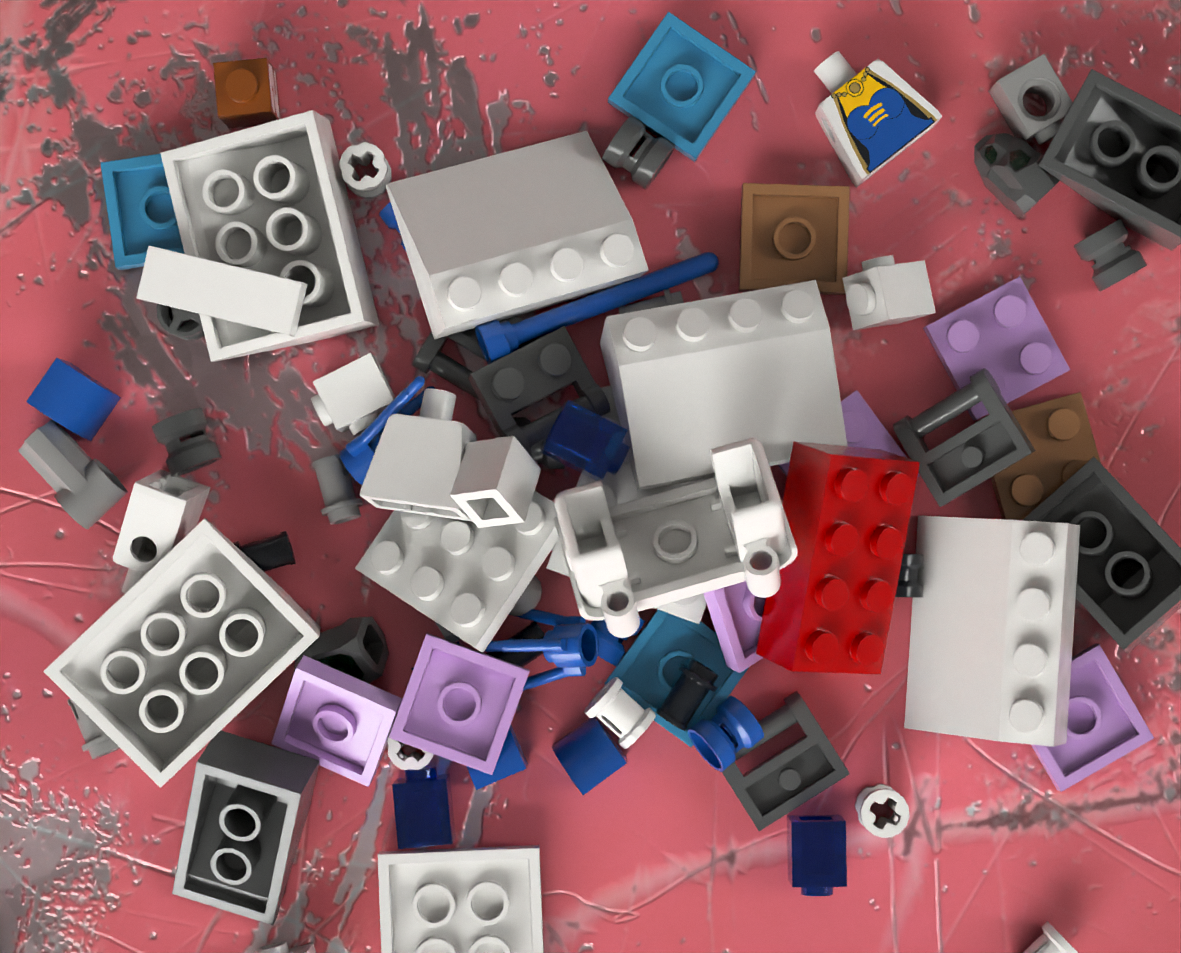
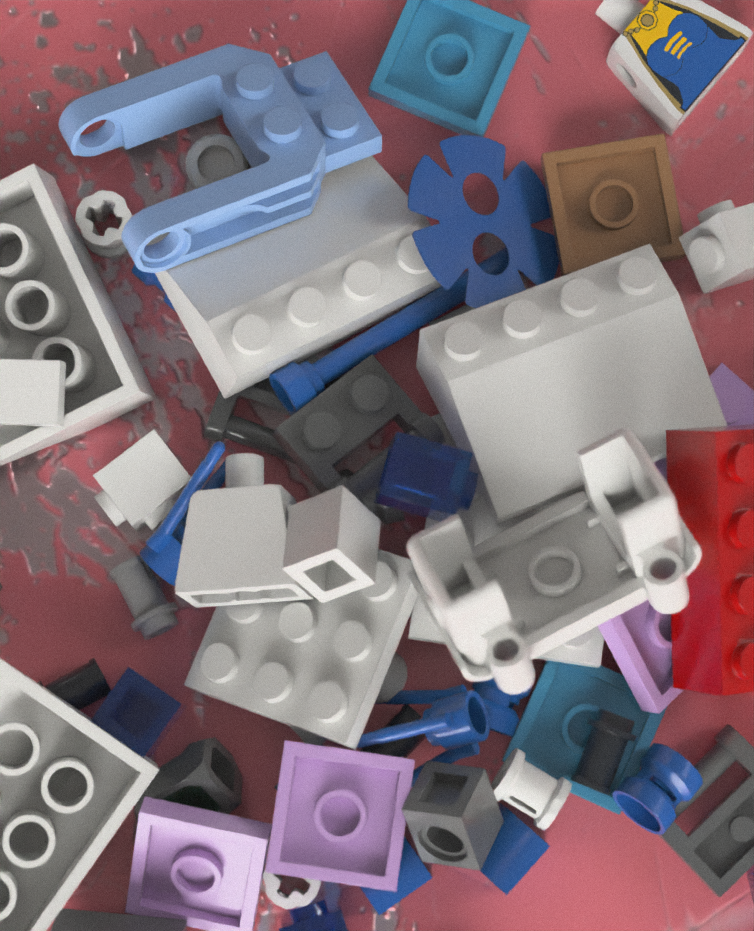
camera: 20 degrees left, 5 degrees down
(312, 585) = (138, 713): none -> clear blue brick
(468, 136) = (214, 159): none -> white tile
(533, 114) = (285, 119): none -> light blue plate
(552, 722) = (453, 815): none -> dark grey brick
(645, 249) = (449, 245): none -> blue piece
(647, 160) = (401, 129): dark grey wheel -> none

